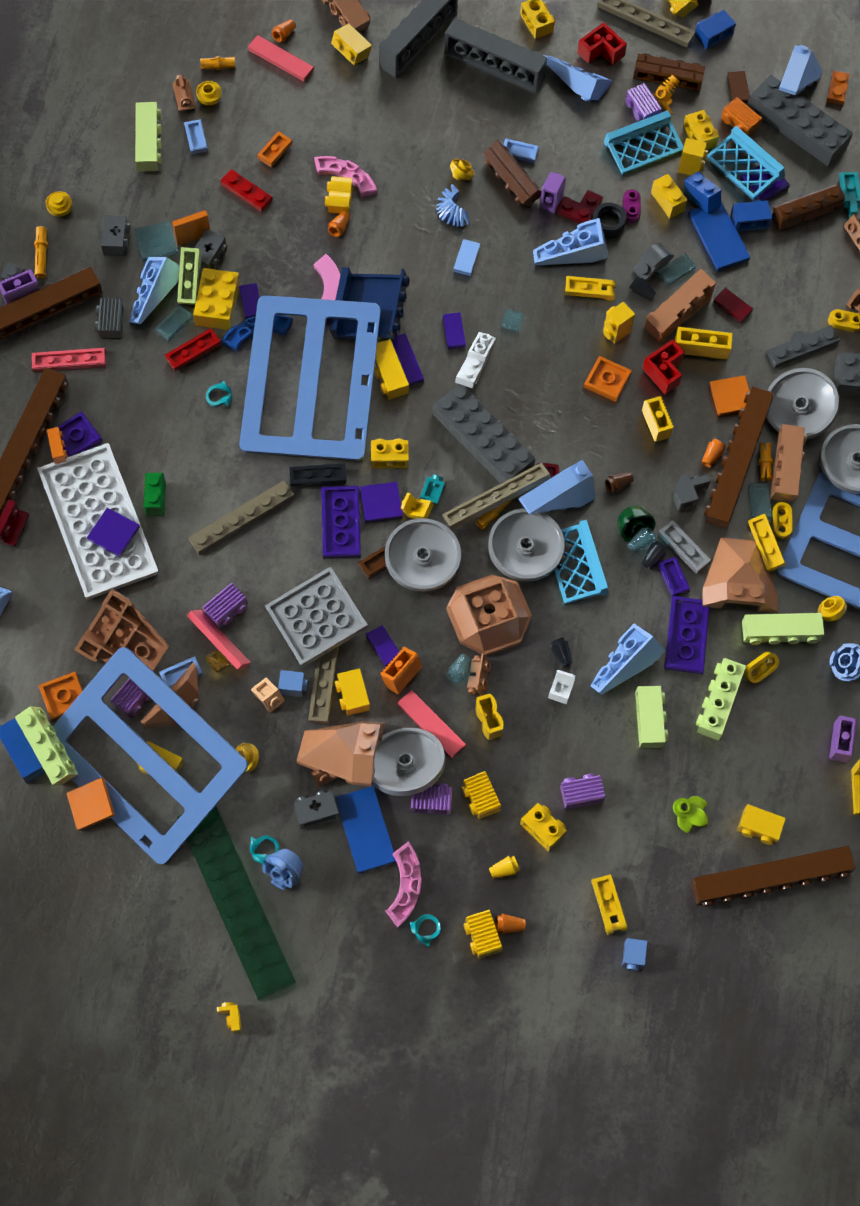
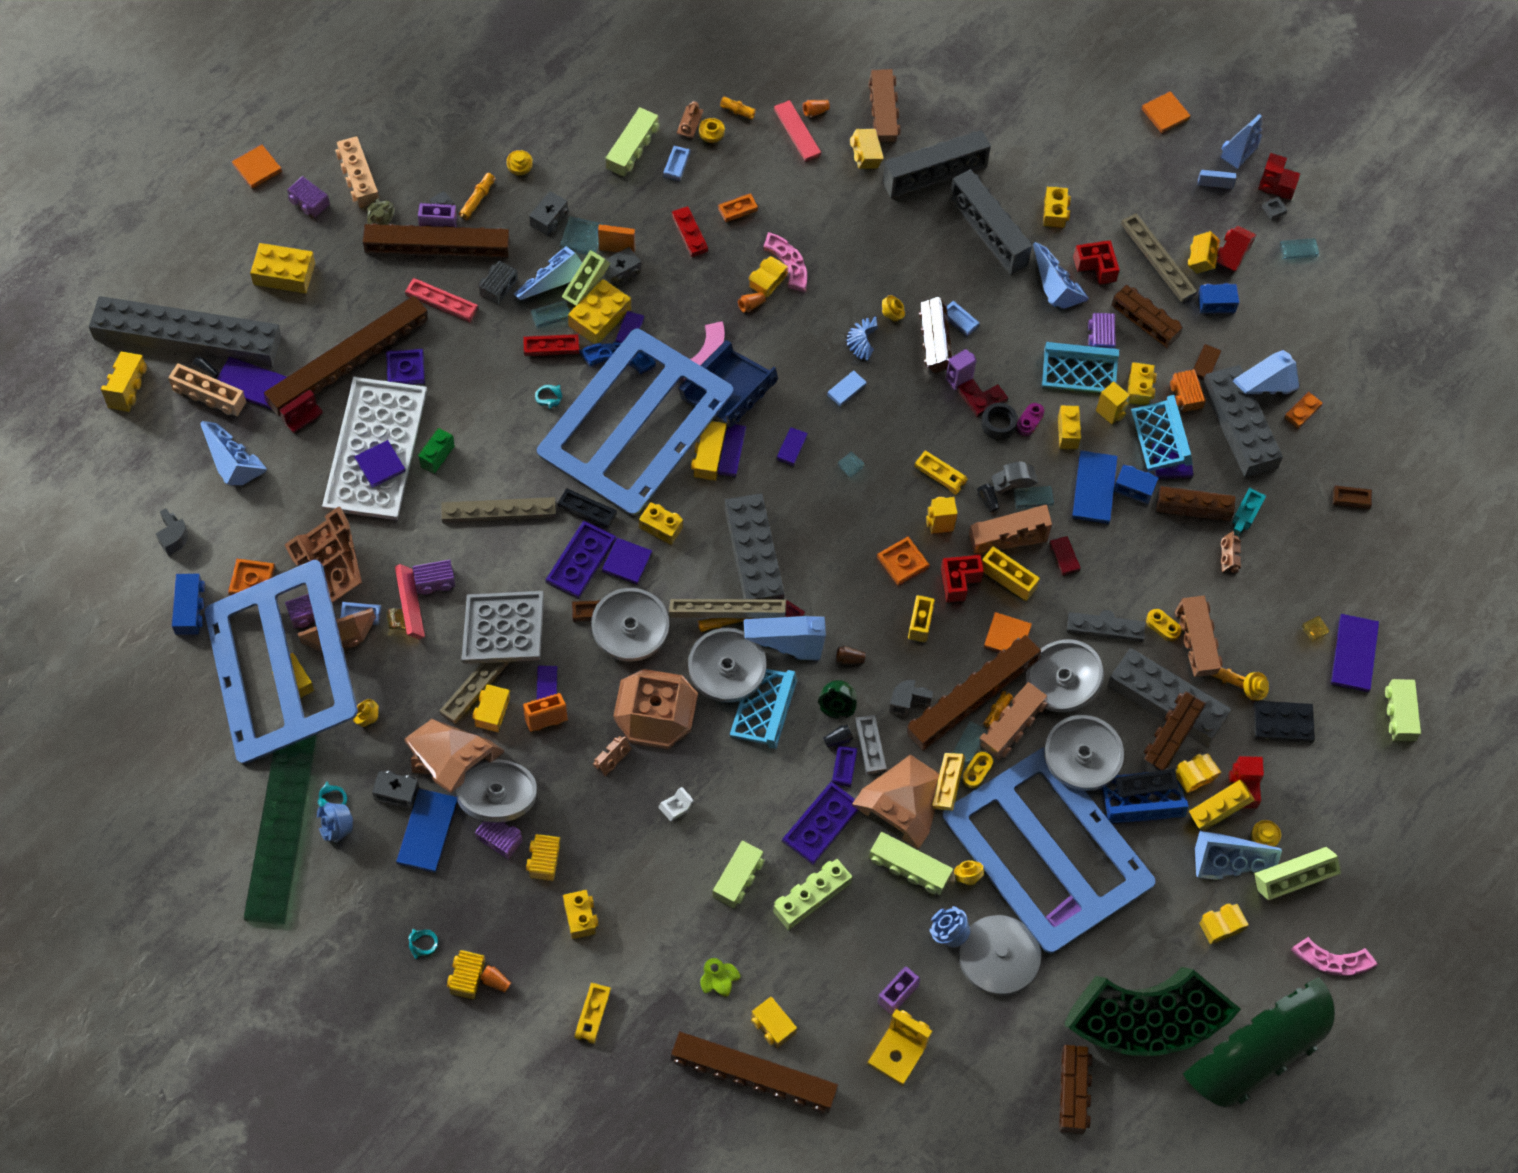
camera: 30 degrees right, 5 degrees down
(46, 745) = (208, 610): yellowish green brick -> none
(57, 445) = (381, 366): orange piece -> none
(90, 804) = (214, 679): orange tile -> none
(233, 1020) = (213, 923): yellow bracket -> none
(268, 694) = (420, 671): light nougat bracket -> none
(292, 683) = (446, 672): medium blue brick -> none
(409, 884) = (432, 898): bright pink tile -> none
(416, 508) = (653, 581): yellow bracket -> none
(430, 722) = (543, 773): coral tile -> none
(433, 488) = (679, 573): teal bracket -> none
(458, 669) = (595, 740): clear light blue cone -> none
(476, 360) = (792, 483): white slope -> none
(487, 713) = (593, 796): yellow brick -> none
(505, 867) = (525, 930): yellow cone -> none
(561, 651) = (698, 774): black cone -> none
(579, 246) = (957, 431): light blue wedge -> none
(582, 791) = (634, 903): medium lavender brick -> none
(634, 954) = (585, 1067): medium blue brick -> none
(635, 653) = (762, 813): light blue wedge -> none
(642, 539) = (835, 716): clear light blue cone -> none
(663, 93) = (1128, 332): light orange piece -> none
(702, 192) = (1102, 439): blue brick -> none
(713, 452) = (954, 676): orange cone -> none
(761, 668) = (868, 887): yellow plate -> none

